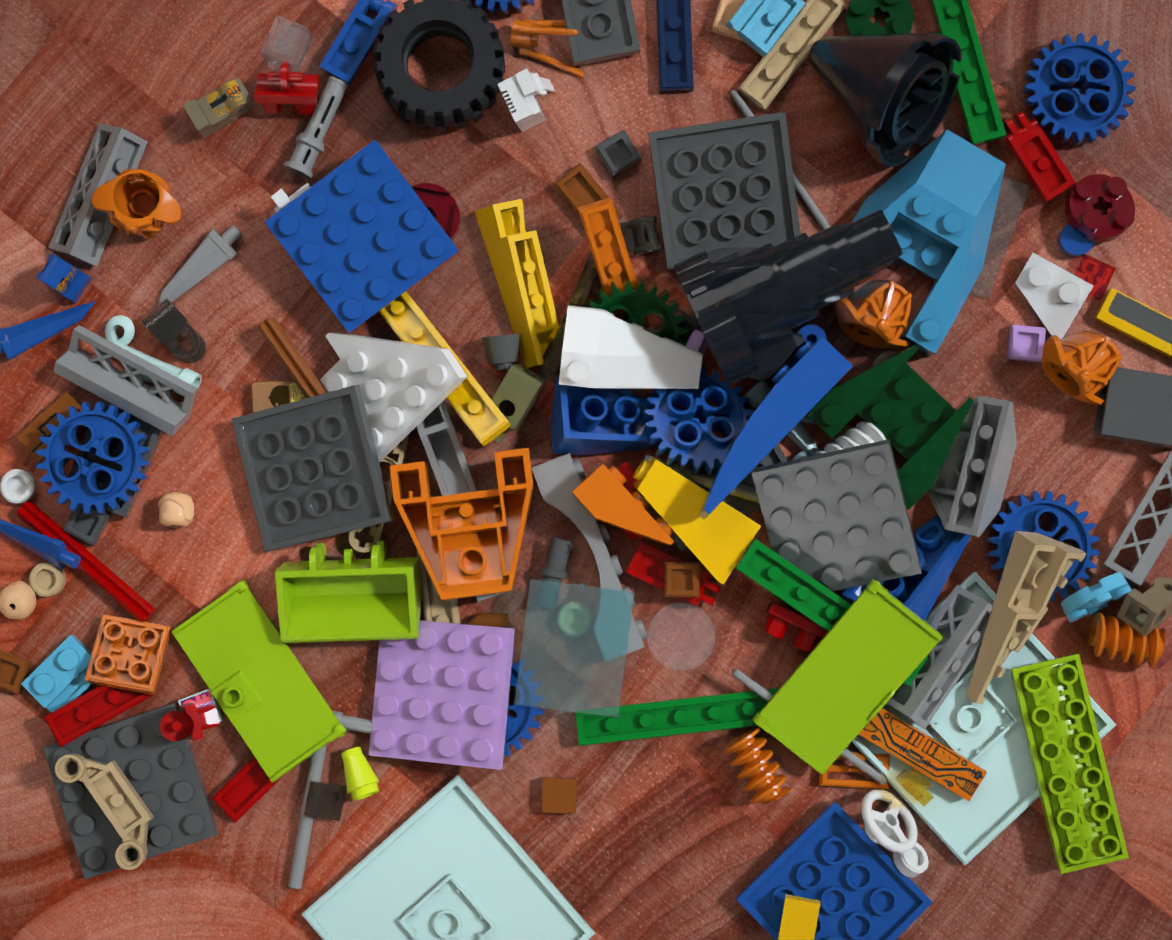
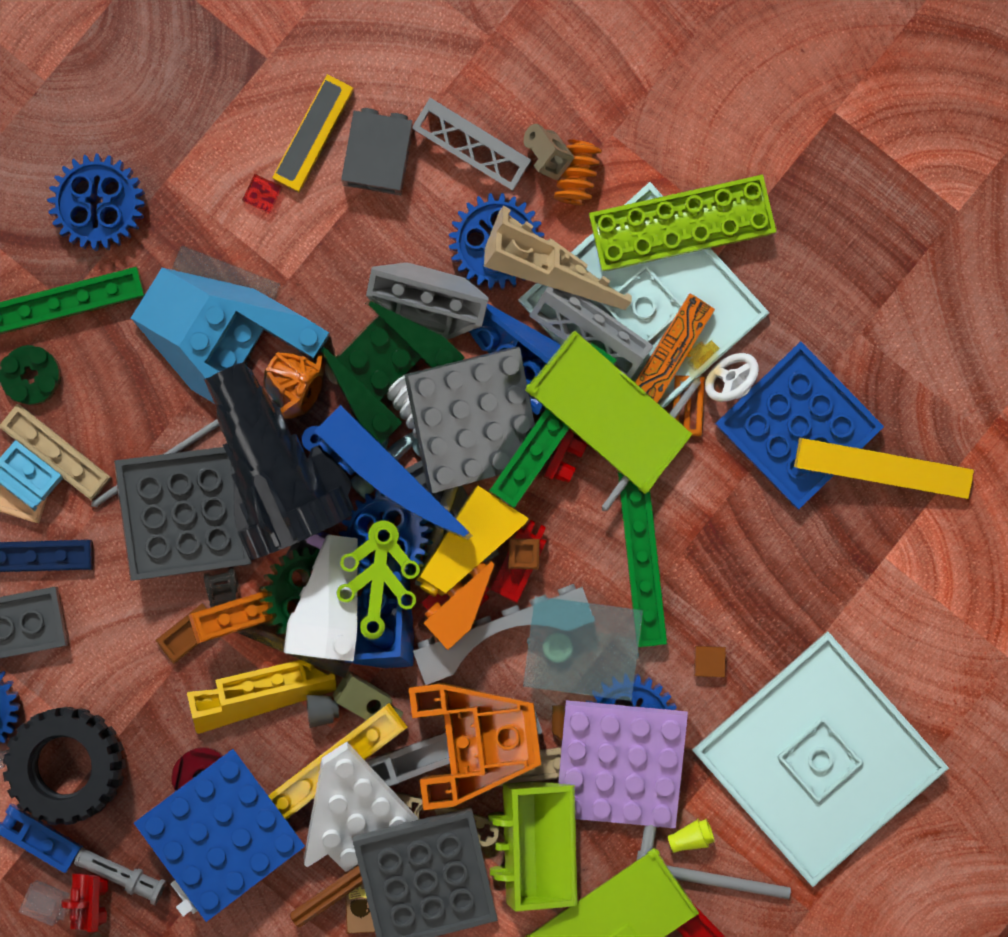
camera: 90 degrees left, 0 degrees up
(325, 800) = (714, 866): clear smoke tile -> none
(520, 97) = (98, 692): white piece -> none
(528, 33) = (38, 685): orange plant -> none
(556, 560) = (506, 663): dark grey pin -> none
(618, 153) = (147, 606): dark grey tile -> none
(658, 411) = (378, 573): none -> lime plant
(681, 636) = (572, 554): clear tile -> none
(757, 768) = (687, 490): orange piece -> none
(889, 87) = (94, 368): black cone -> none
(911, 862) = (766, 357): white tile -> none
(1026, 343) = (320, 251): lavender tile -> none
(1037, 157) = (156, 239): red hinge -> none
(1052, 293) = (277, 228): white wing -> none
(1073, 242) = (229, 207): blue tile -> none
(1085, 362) = (335, 203): orange piece -> none
(1095, 597) = (541, 198): medium azure plate -> none
(1113, 195) = (190, 174): dark red plate -> none

